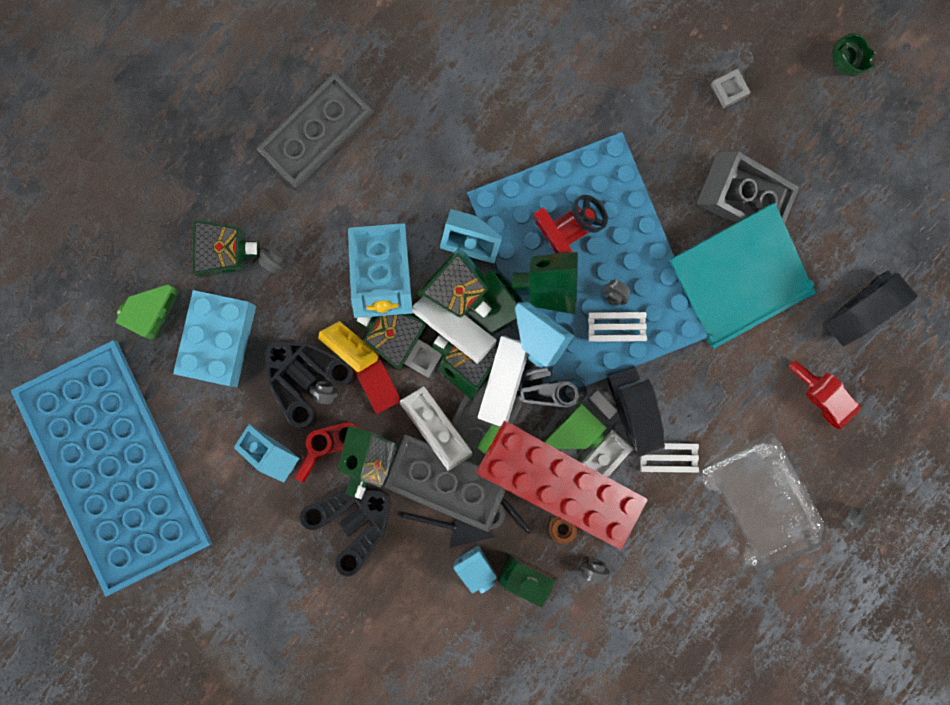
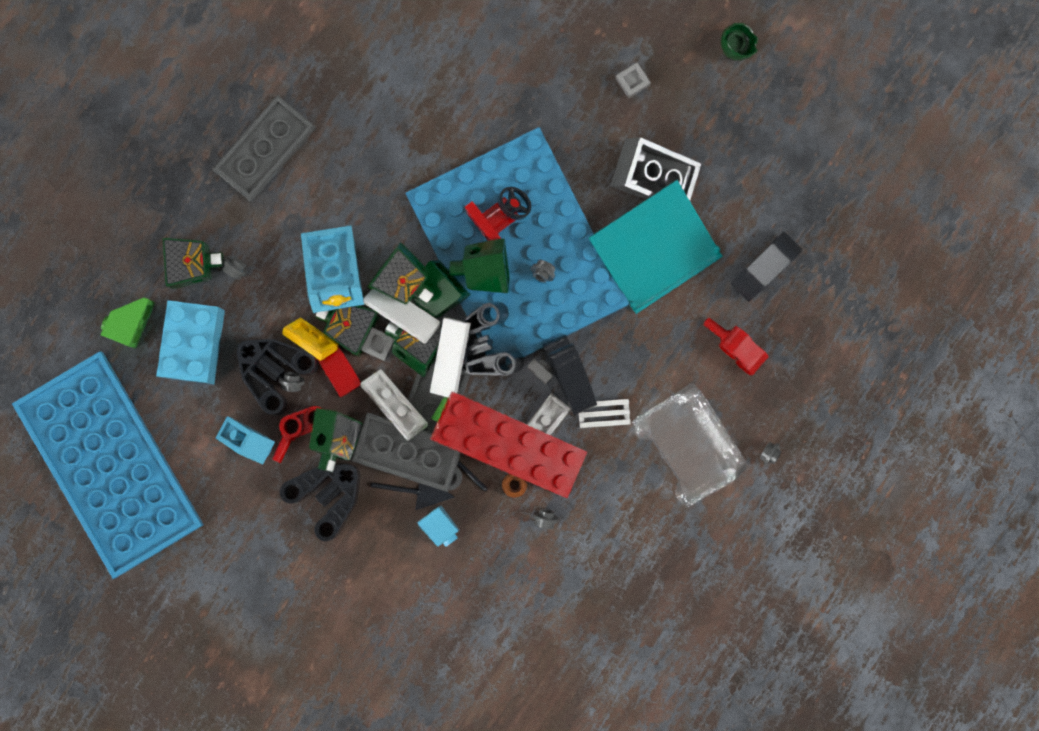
camera: 10 degrees left, 0 degrees up
(471, 235) = (410, 231): medium azure slope -> none
(526, 580) = (486, 532): dark green torso -> none
(541, 335) = (477, 314): medium azure slope -> none
(577, 431) = (520, 397): bright green slope -> none
(642, 337) = (569, 300): white tile -> none

